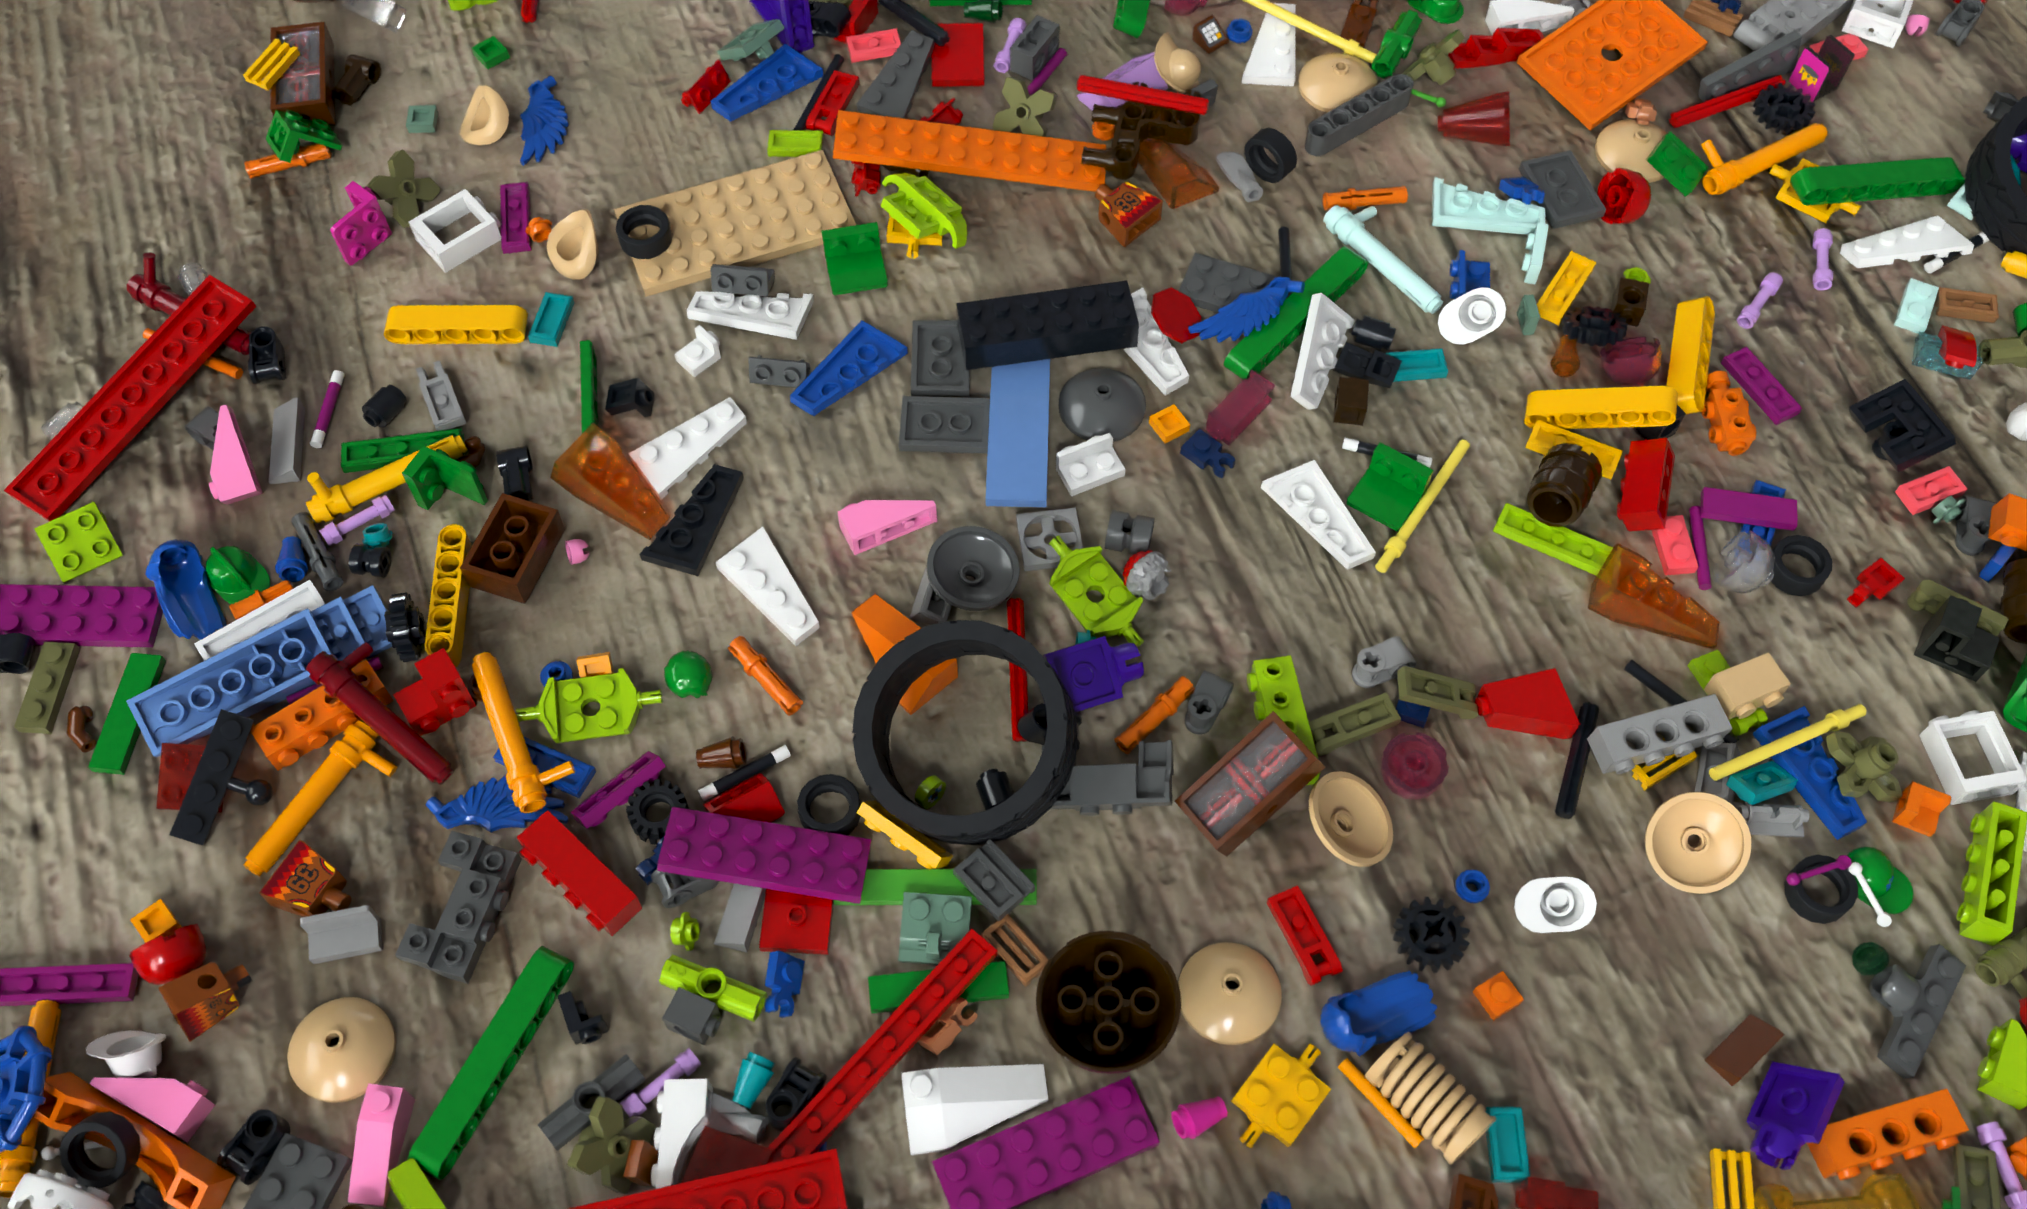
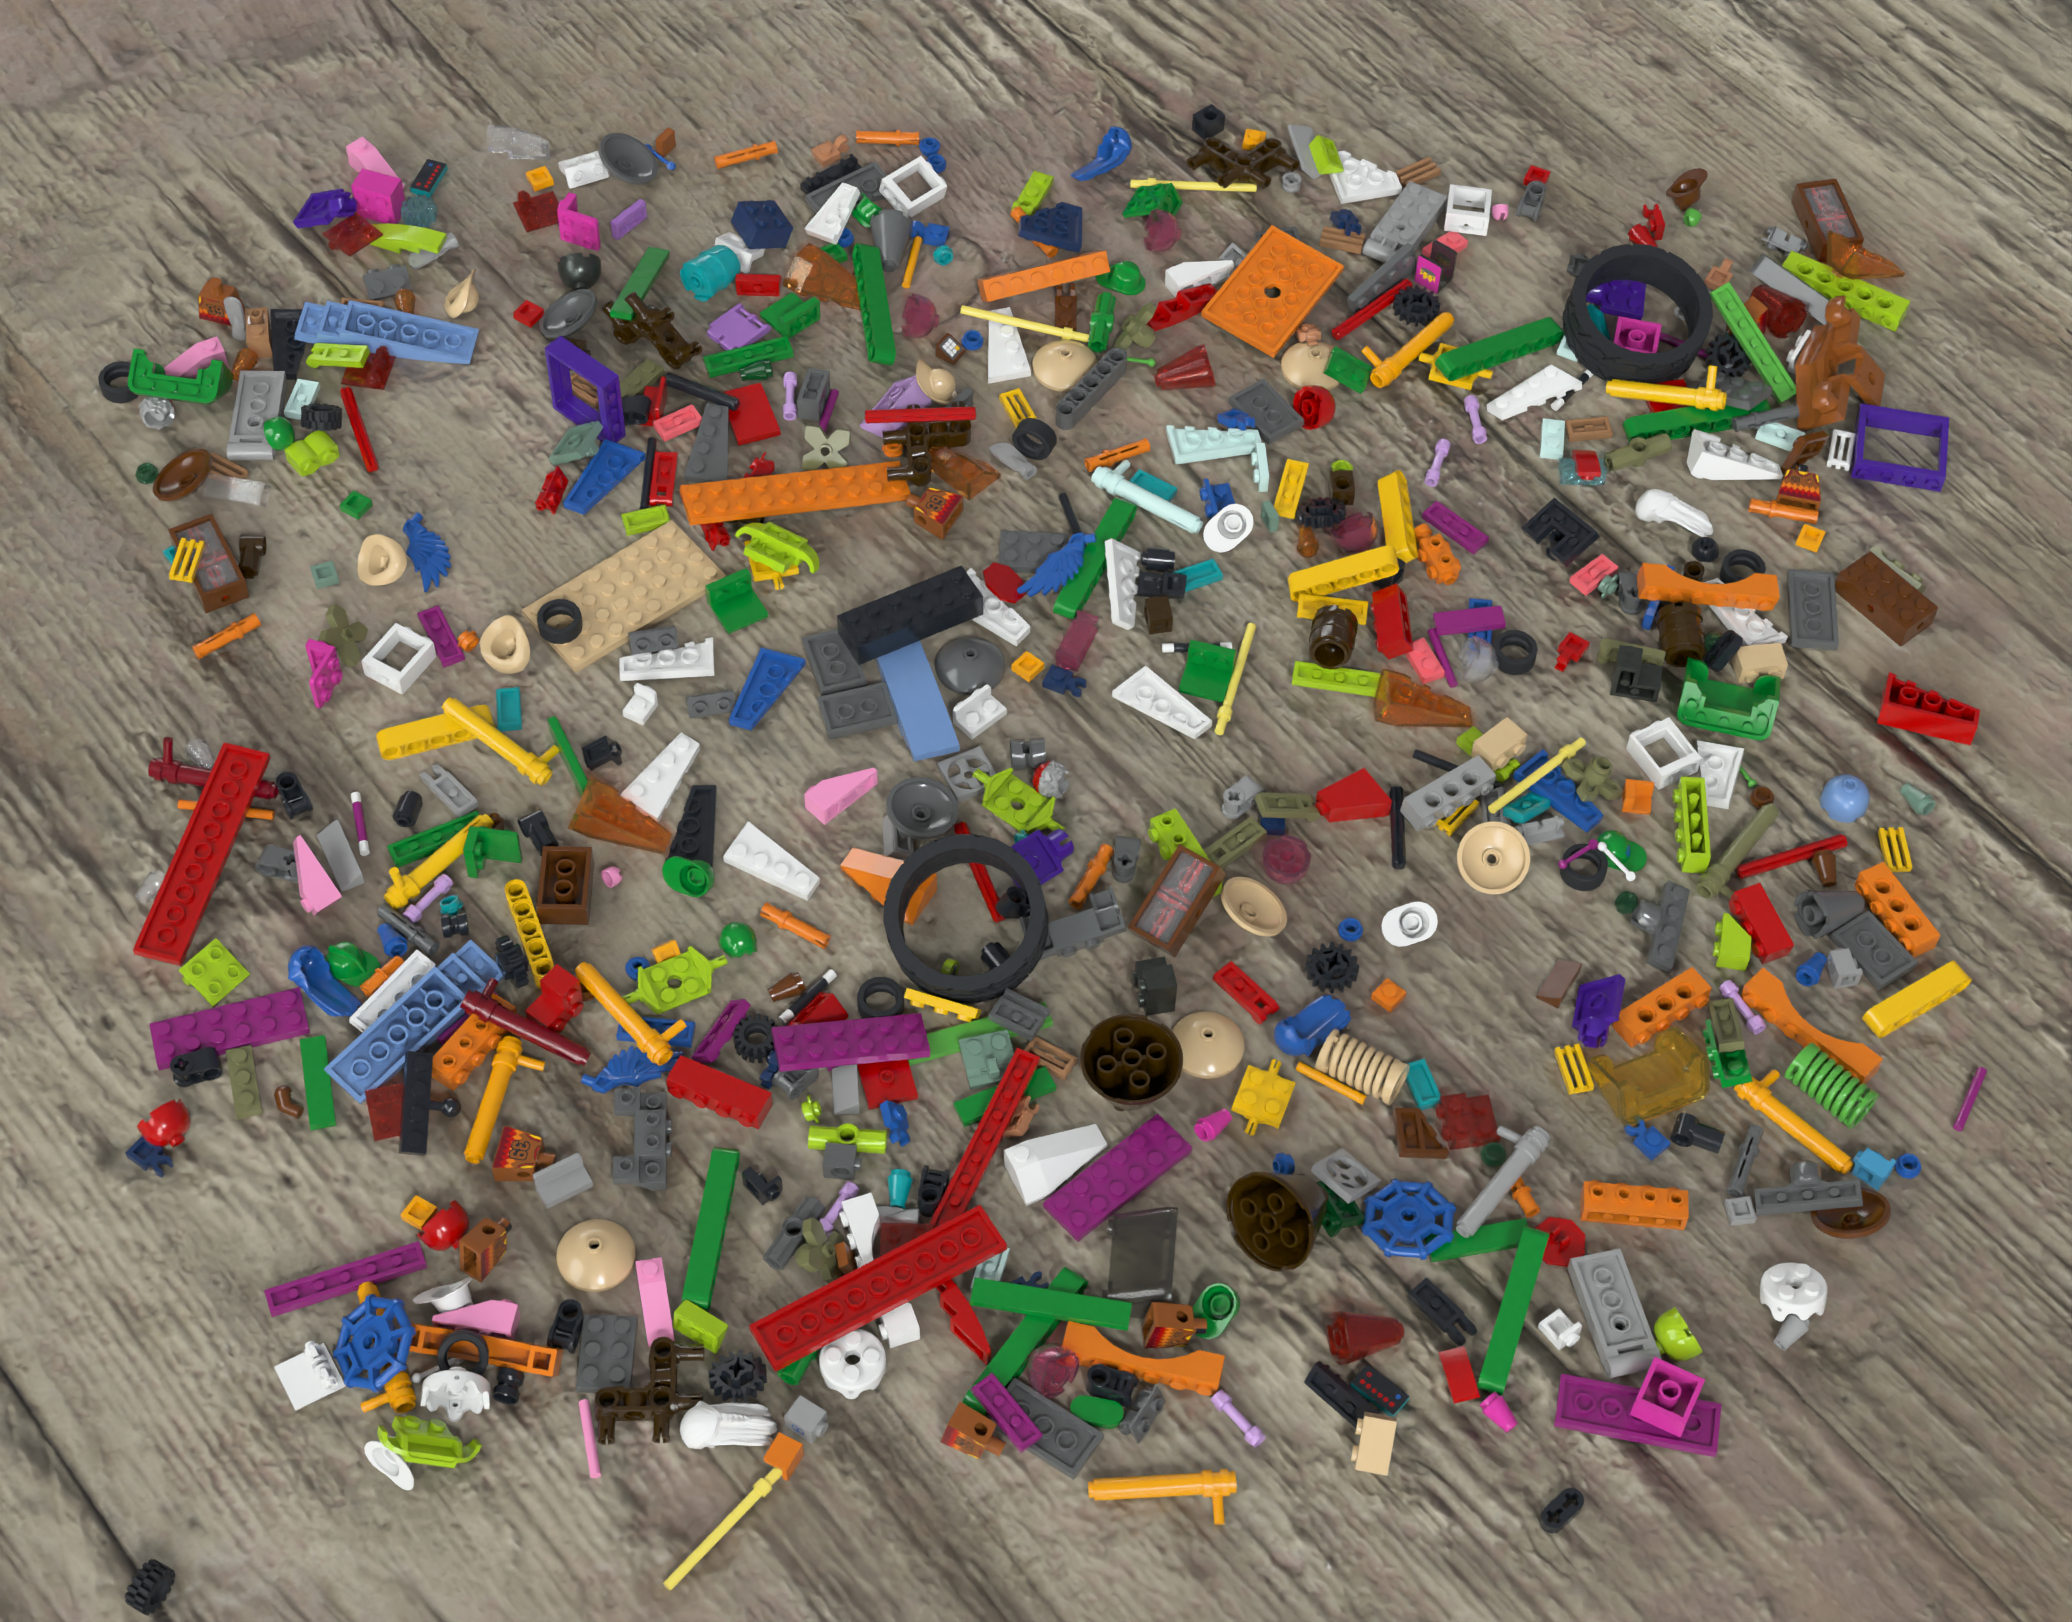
camera: 20 degrees left, 5 degrees down
(290, 126) = (225, 613): green bracket -> none
(536, 386) = (526, 763): none -> yellow cylinder
(663, 578) = (688, 876): none -> green cap
(1184, 890) = (1155, 985): none -> pearl dark grey brick
(1261, 100) = (1003, 399): none -> yellow tile
(1398, 244) = (1154, 485): none -> teal tile

